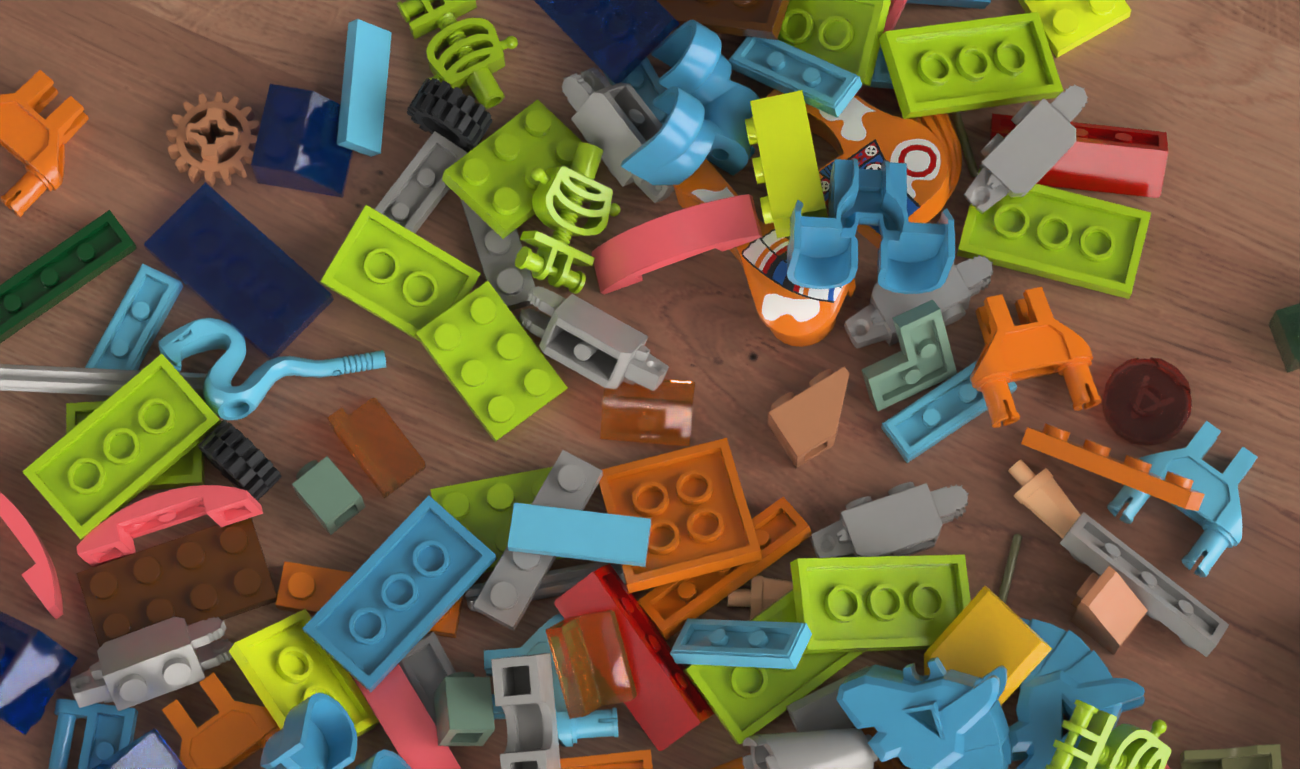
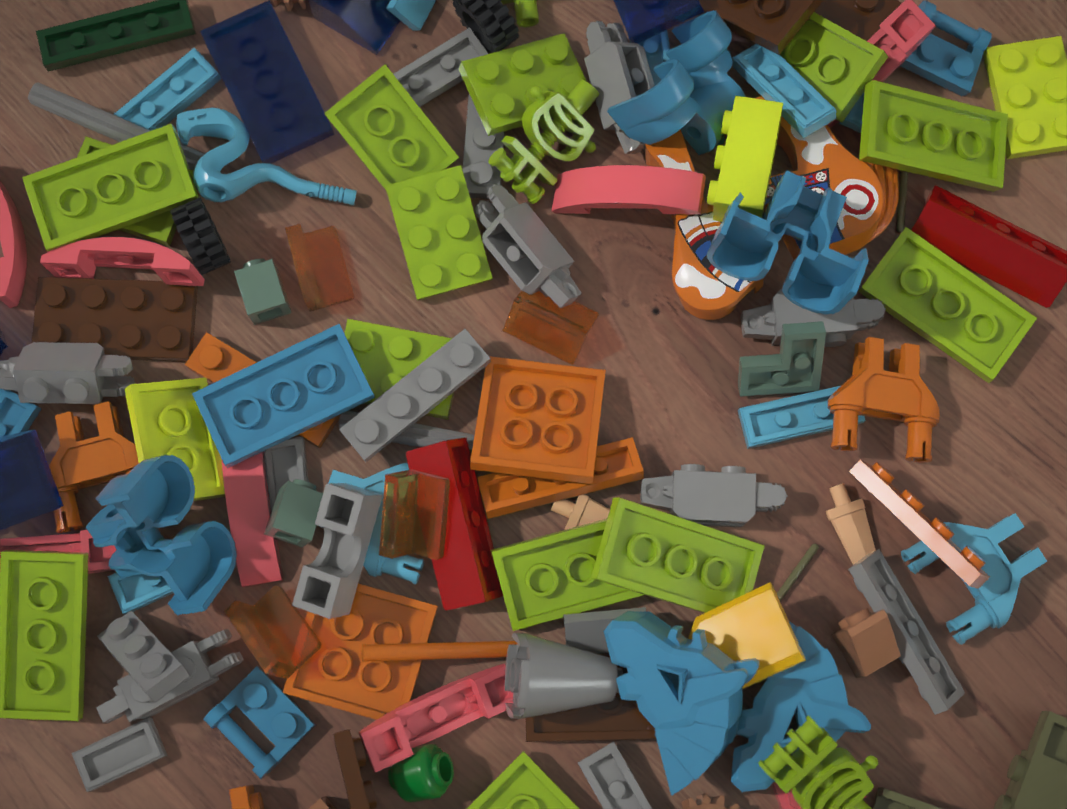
camera: 20 degrees right, 5 degrees up
(579, 534) = (447, 405): medium azure tile -> none
(741, 643) = (545, 550): medium azure tile -> none
(810, 421) = (680, 382): nougat slope -> none
(1028, 151) = (956, 226): light grey hinge -> none
(1146, 401) = (969, 475): clear red tile -> none

